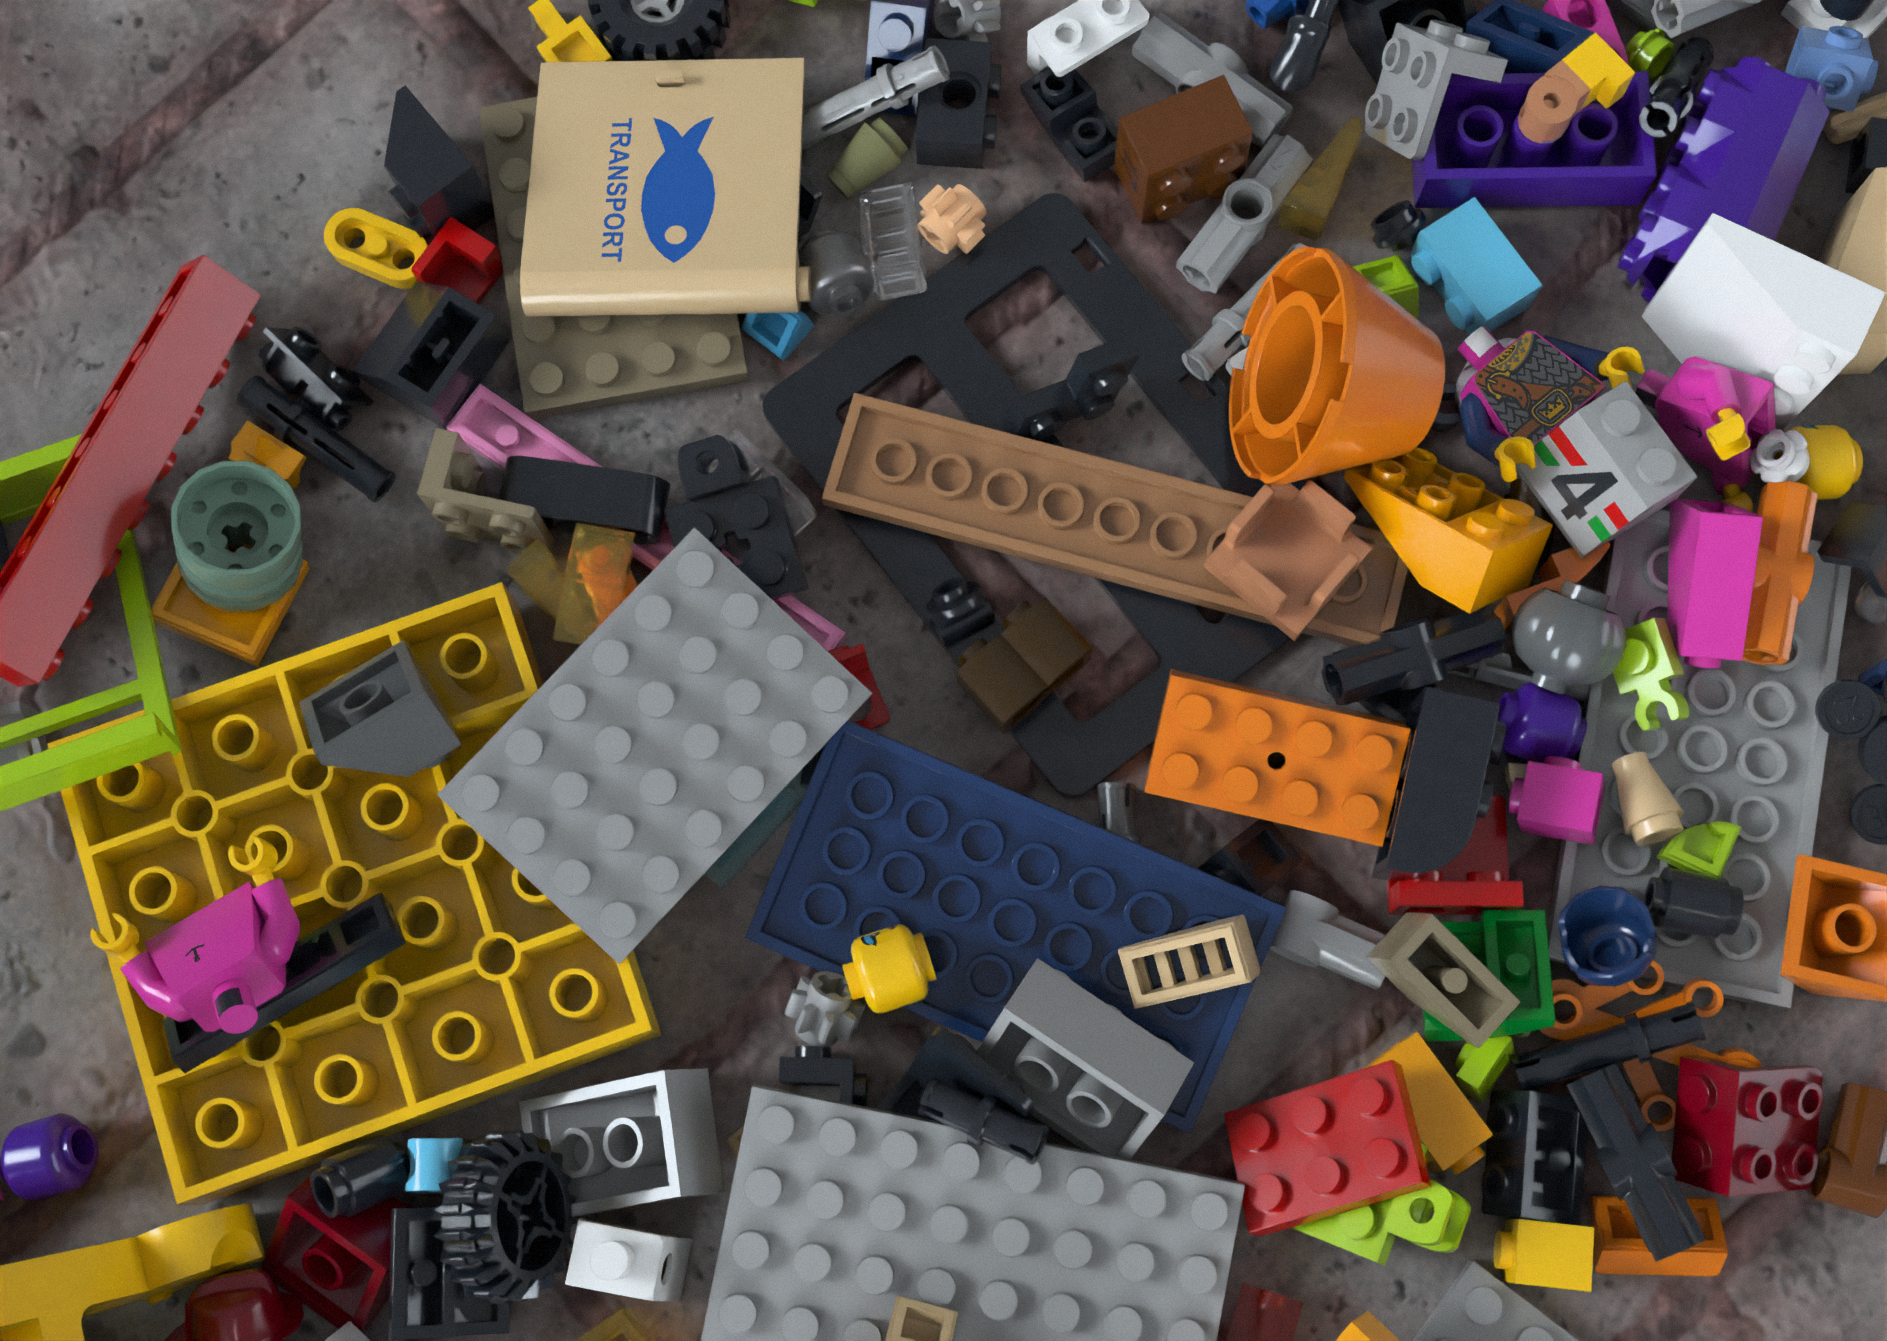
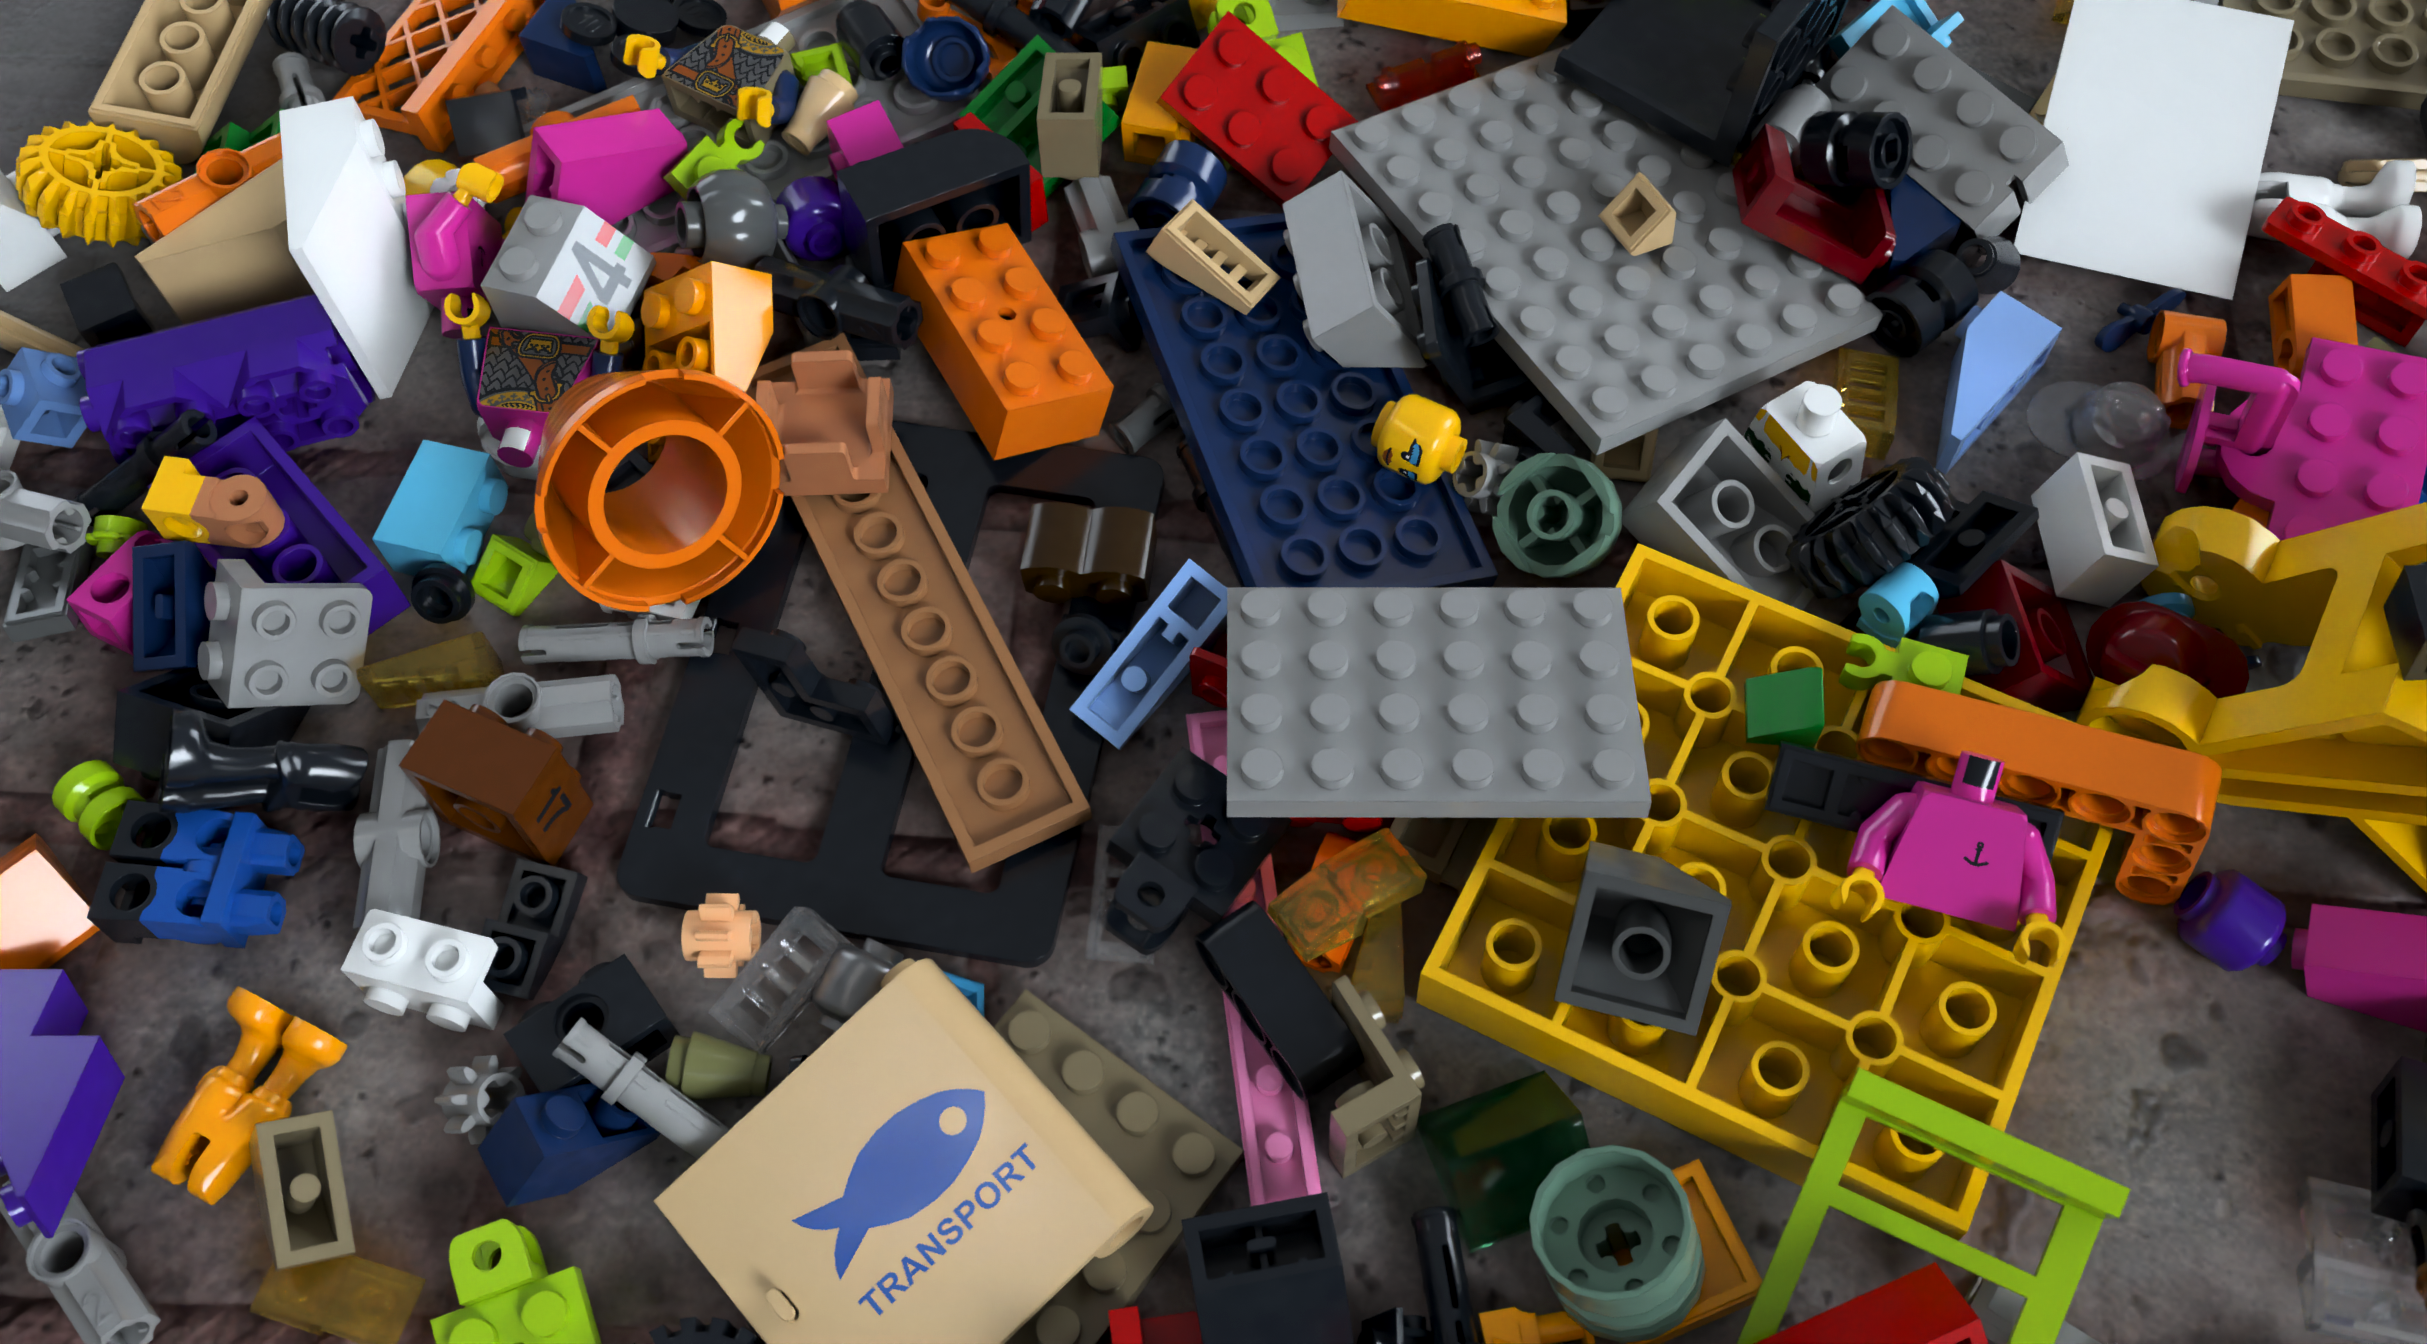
camera: 135 degrees left, 15 degrees down
(126, 1140) = (2094, 775): none -> orange beam
(366, 1100) = (1910, 663): none -> lime plate
(375, 561) = (1499, 1151): none -> clear green slope
(432, 983) = (1785, 707): none -> green slope
(737, 1012) = (1557, 515): none -> sand green cylinder
(902, 652) = (1154, 655): none -> light blue slope
(1309, 1022) = (1178, 175): none -> dark blue wheel
(1738, 749) = (725, 78): none -> torso

